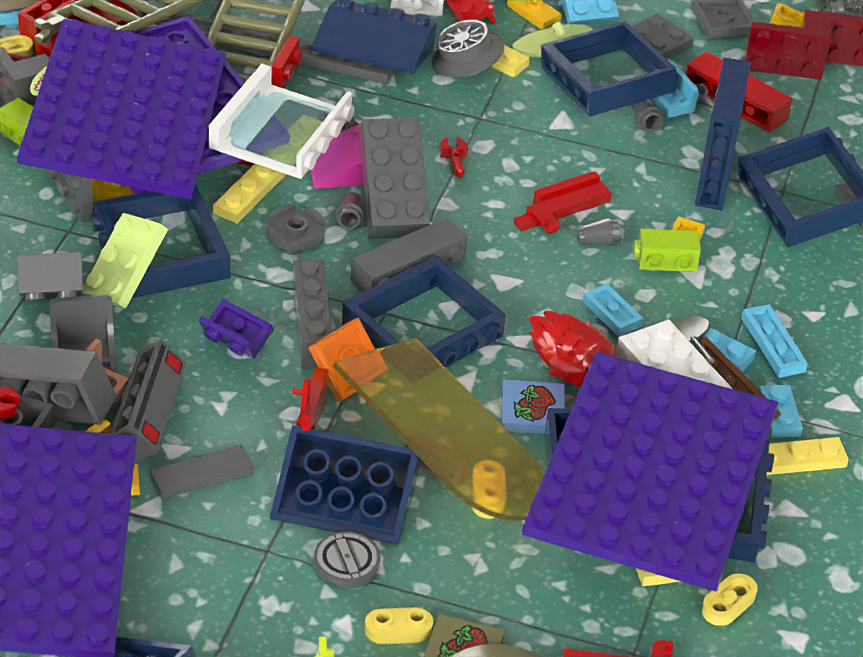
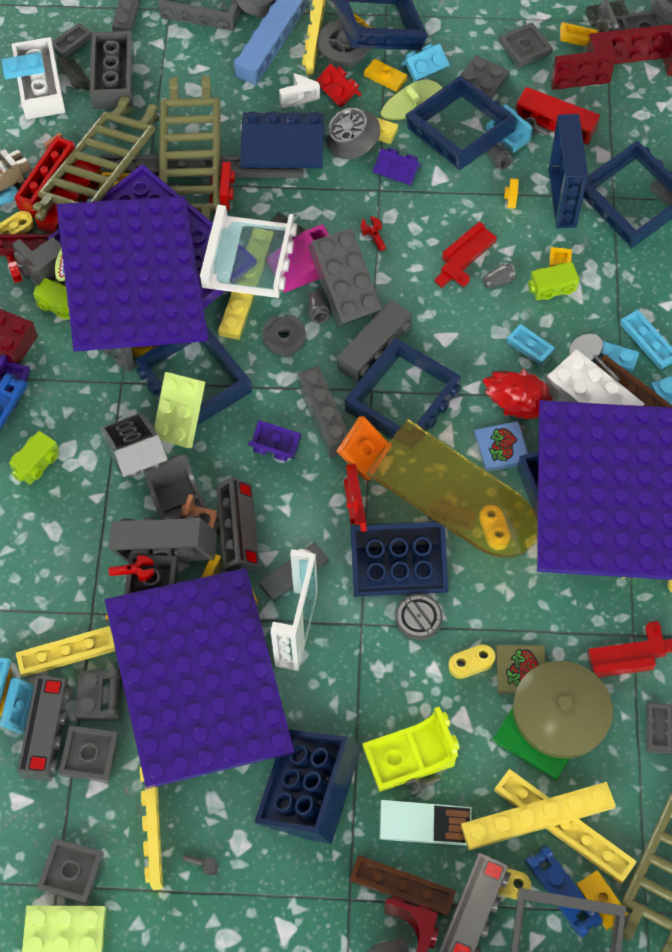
camera: 10 degrees left, 20 degrees up
(181, 503) = (287, 639): none -> white panel
(510, 96) = (396, 167): none -> dark purple bracket
(648, 153) = (511, 193): none -> yellow plate

